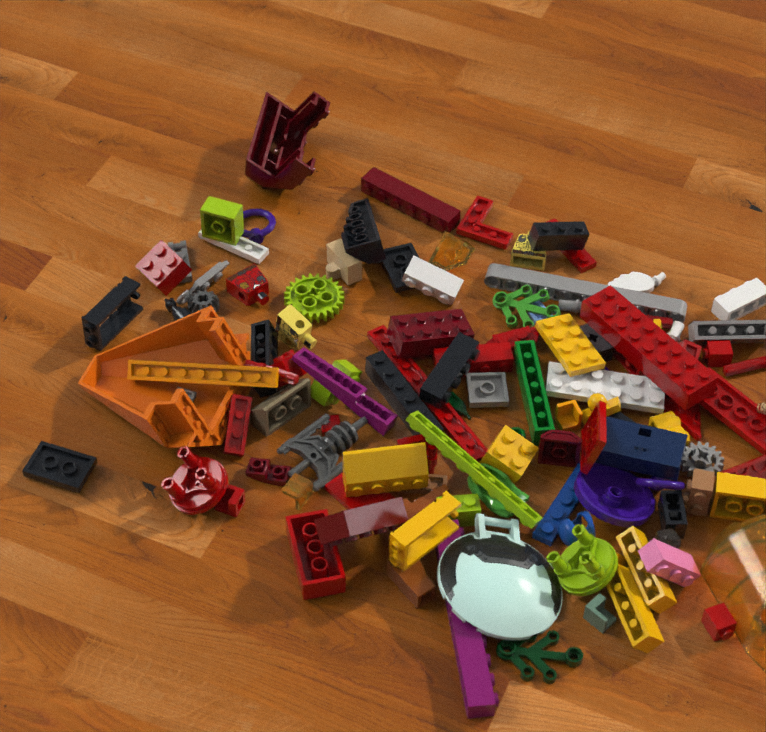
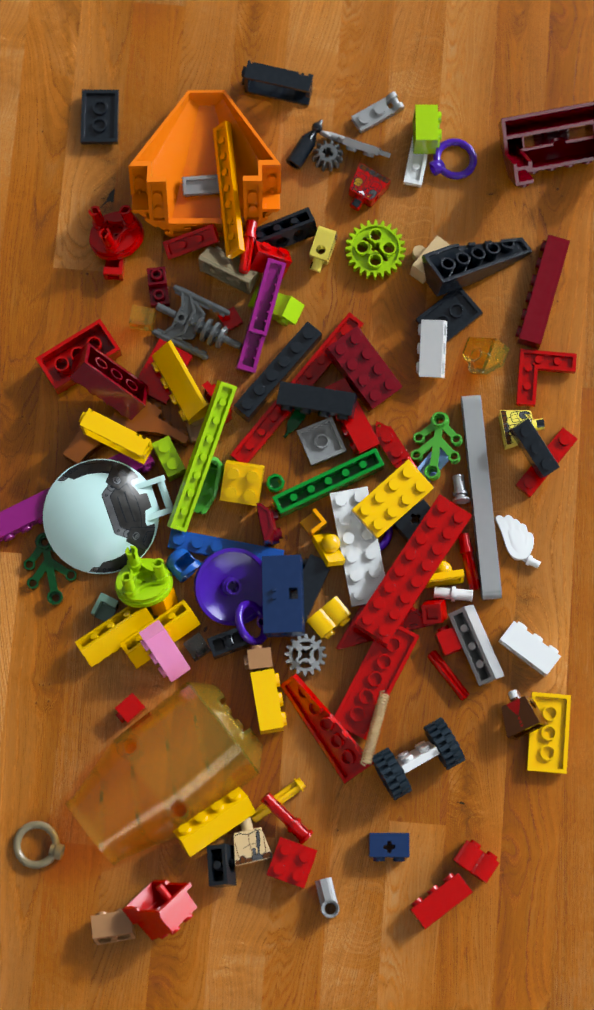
camera: 70 degrees right, 30 degrees up
(163, 267) = (352, 102): brick -> none
(593, 437) = (280, 549): red tile -> none

